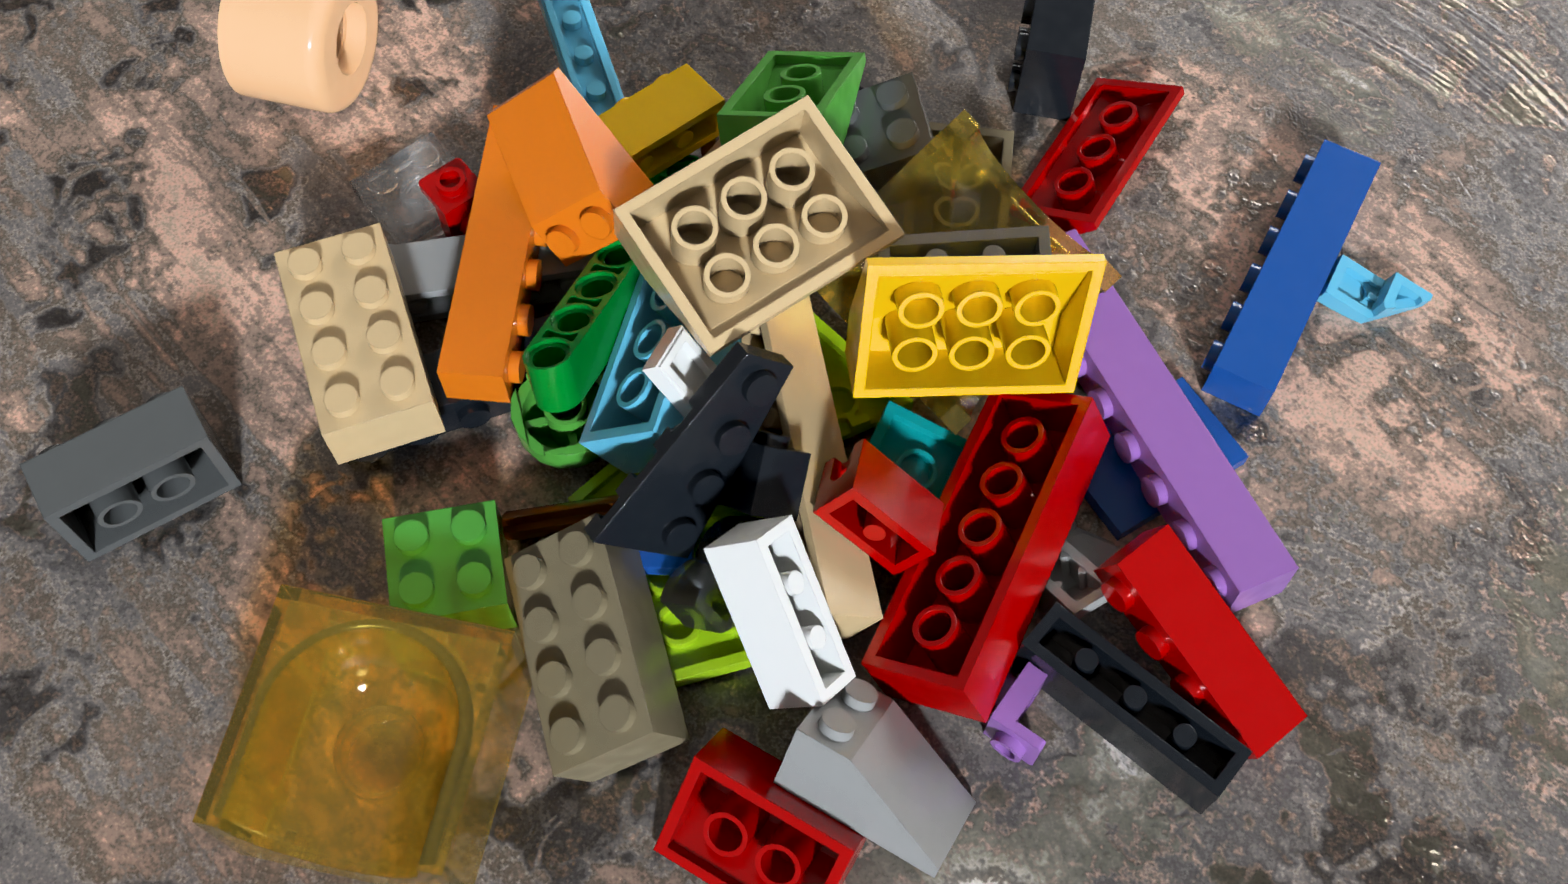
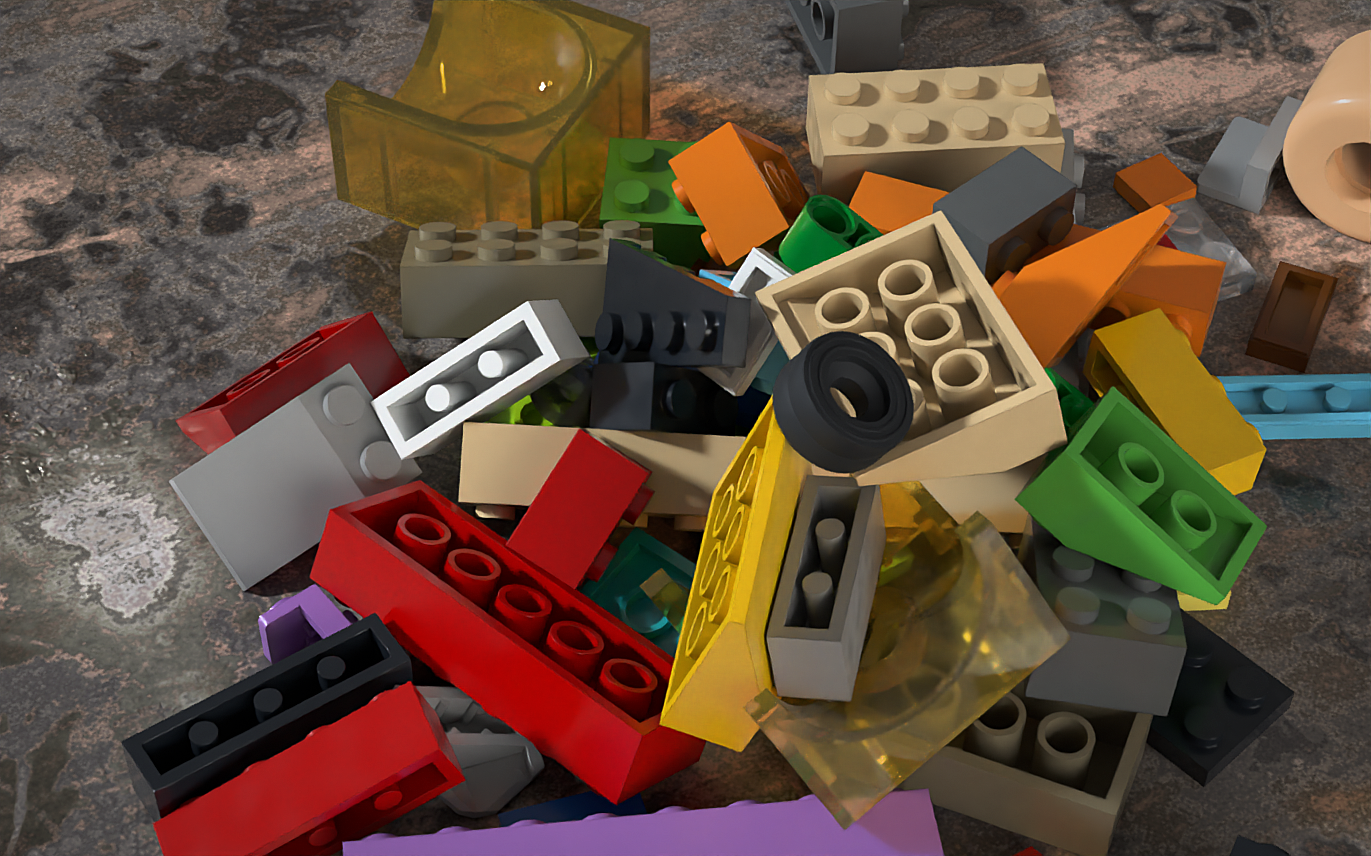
camera: 105 degrees right, 15 degrees down
(288, 146) = (1248, 160): none -> light grey panel
(334, 212) = (1153, 183): none -> orange tile
(456, 109) = (1291, 316): none -> reddish brown tile
(476, 470) = (740, 192): none -> orange slope
(499, 242) = (1010, 212): none -> dark grey brick
(880, 220) = (818, 424): none -> black tyre

